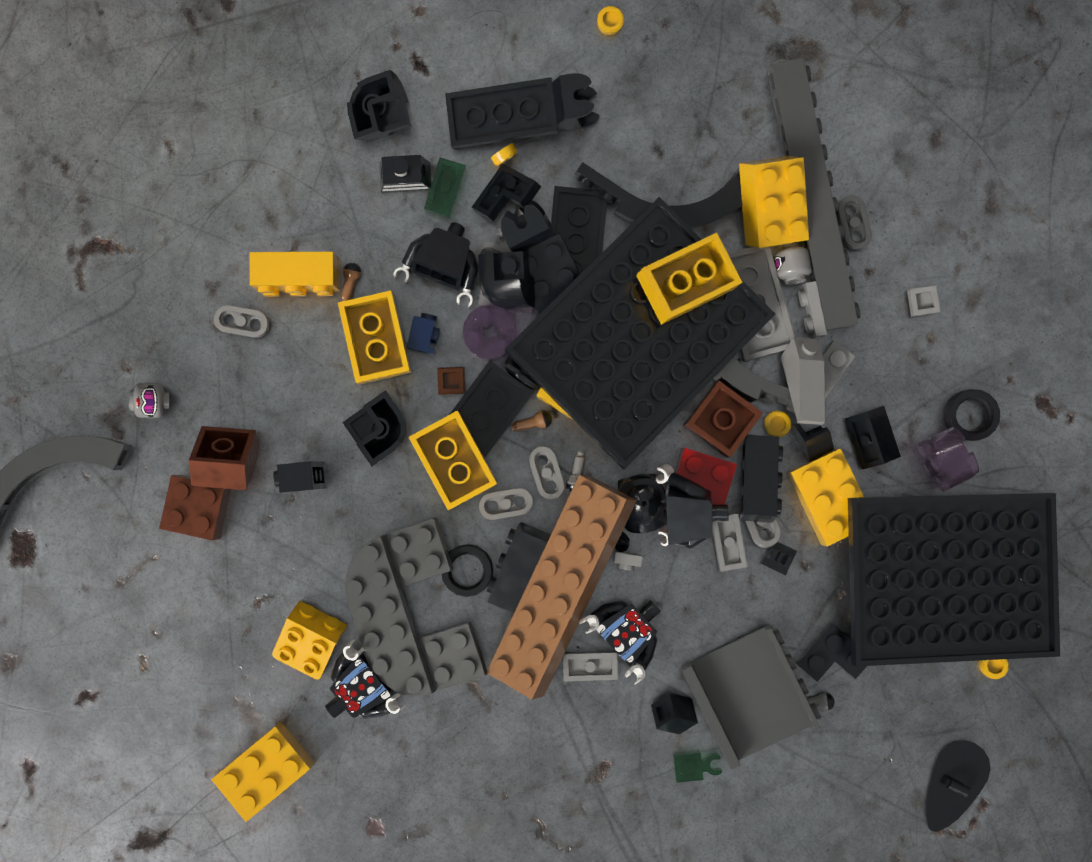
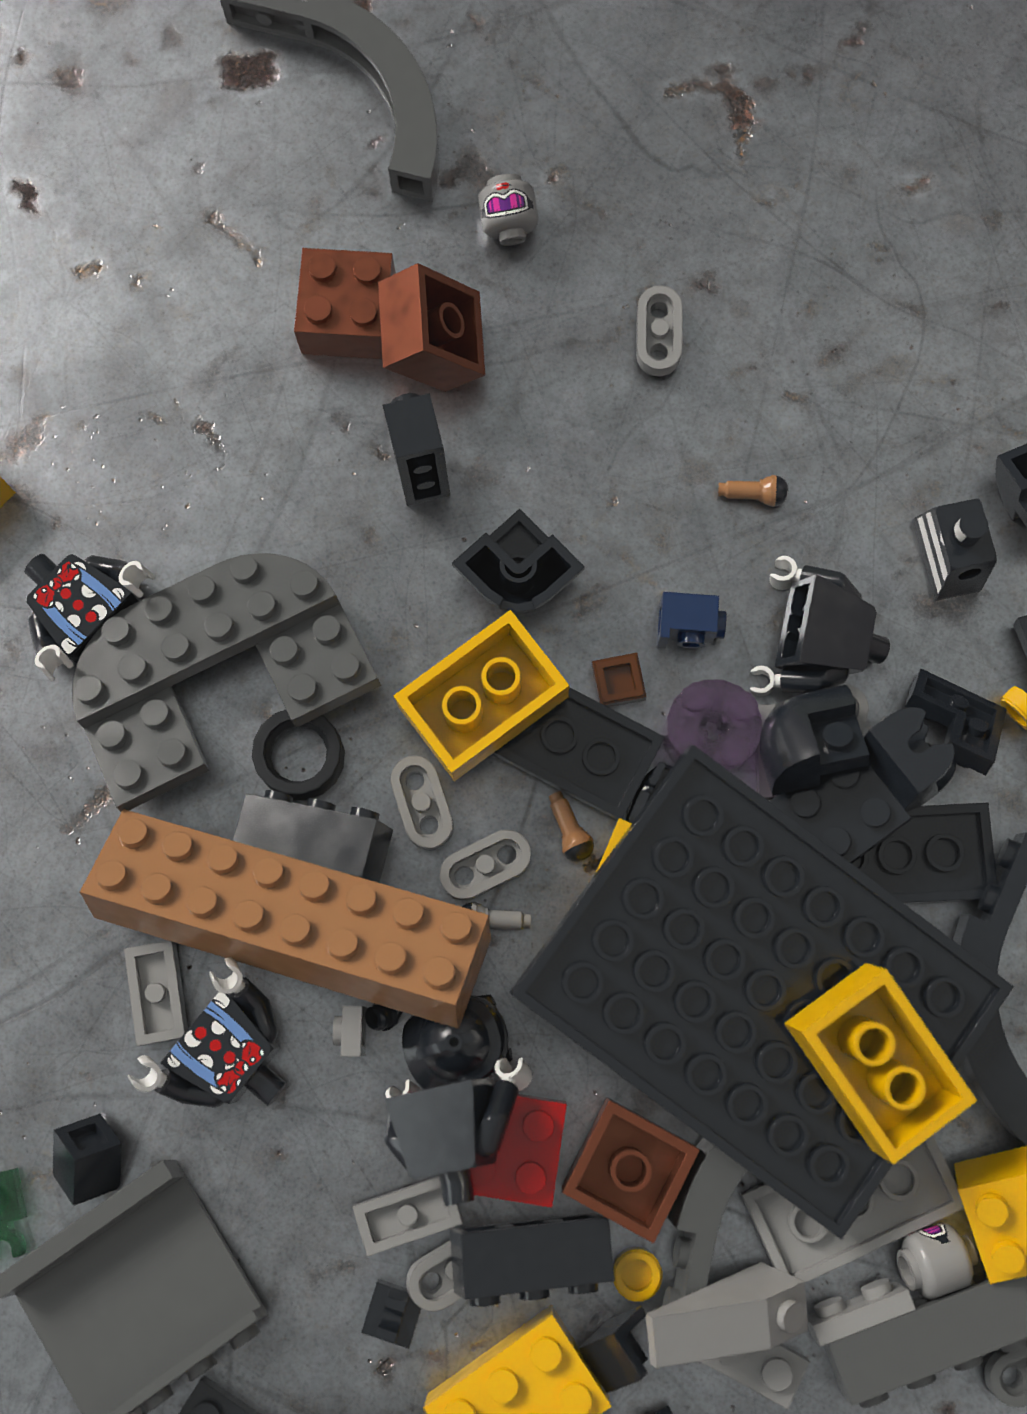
camera: 85 degrees right, 10 degrees down
(295, 273) = (756, 395): yellow brick -> none
(308, 639) = (153, 512): yellow bracket -> none
(374, 337) = (670, 539): yellow brick -> none
(445, 187) = (945, 619): clear green plate -> none

